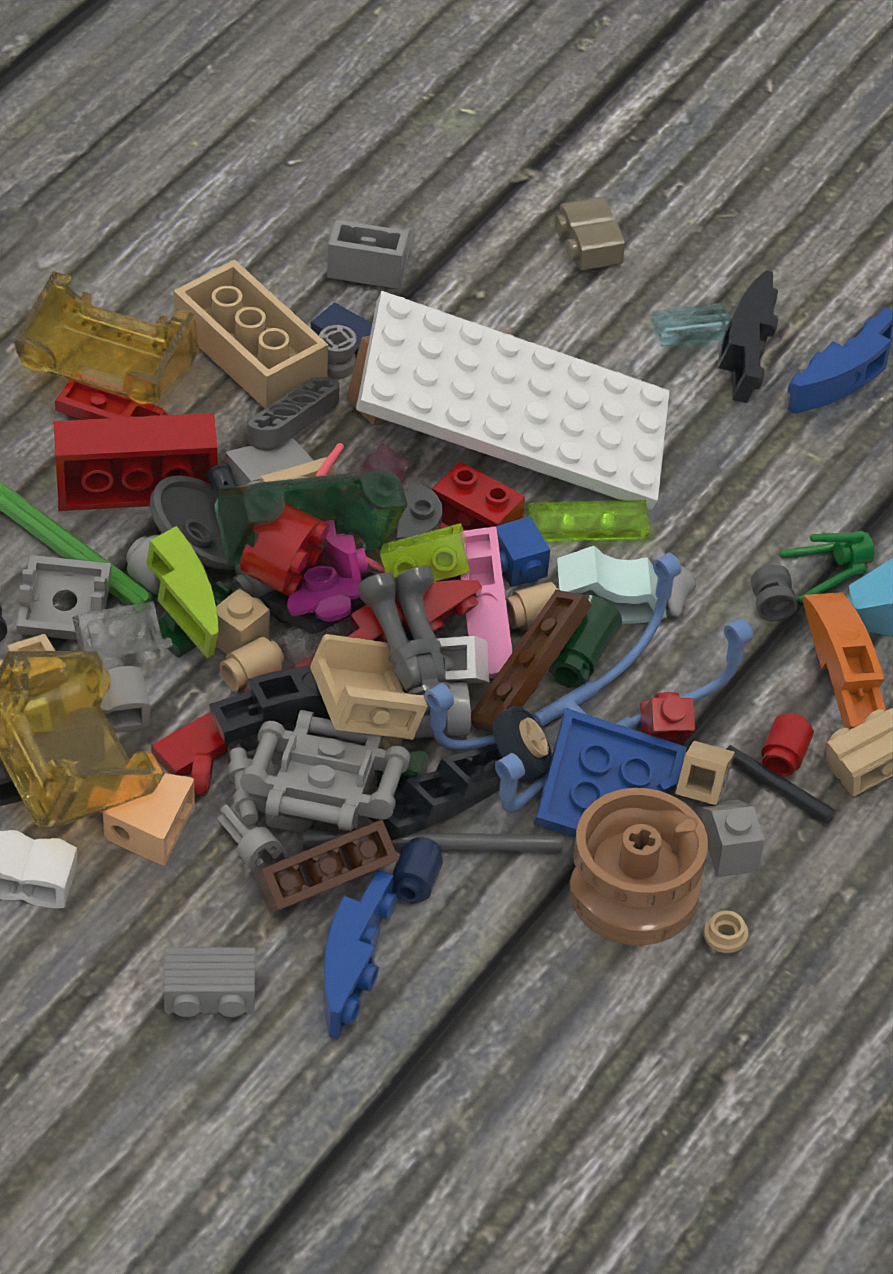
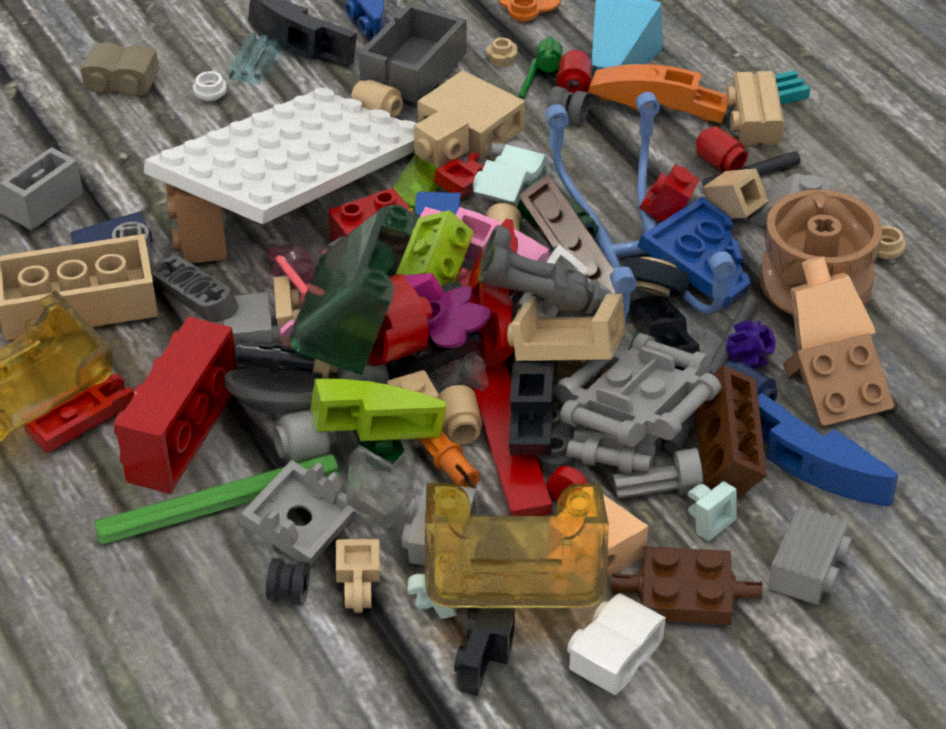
camera: 60 degrees left, 5 degrees down
(131, 903) = (688, 584): none -> reddish brown plate
(194, 680) = (450, 458): none -> orange axle
(229, 890) = (713, 509): none -> light aqua tile
(466, 859) = (751, 343): none -> dark purple gear
(471, 944) = (842, 379): none -> medium nougat bracket
(543, 892) = (827, 307): none -> light nougat torso
(606, 542) = (458, 175): none -> red plate
(616, 309) = (209, 86): none -> white plate
(630, 505) = (441, 138): none -> tan brick
(679, 439) = (378, 96): none -> tan brick
(704, 519) = (490, 111): none -> tan panel
(746, 443) = (414, 51): none -> dark grey piece
(826, 575) = (574, 71): none -> red brick
(840, 511) = (502, 52): none -> tan plate

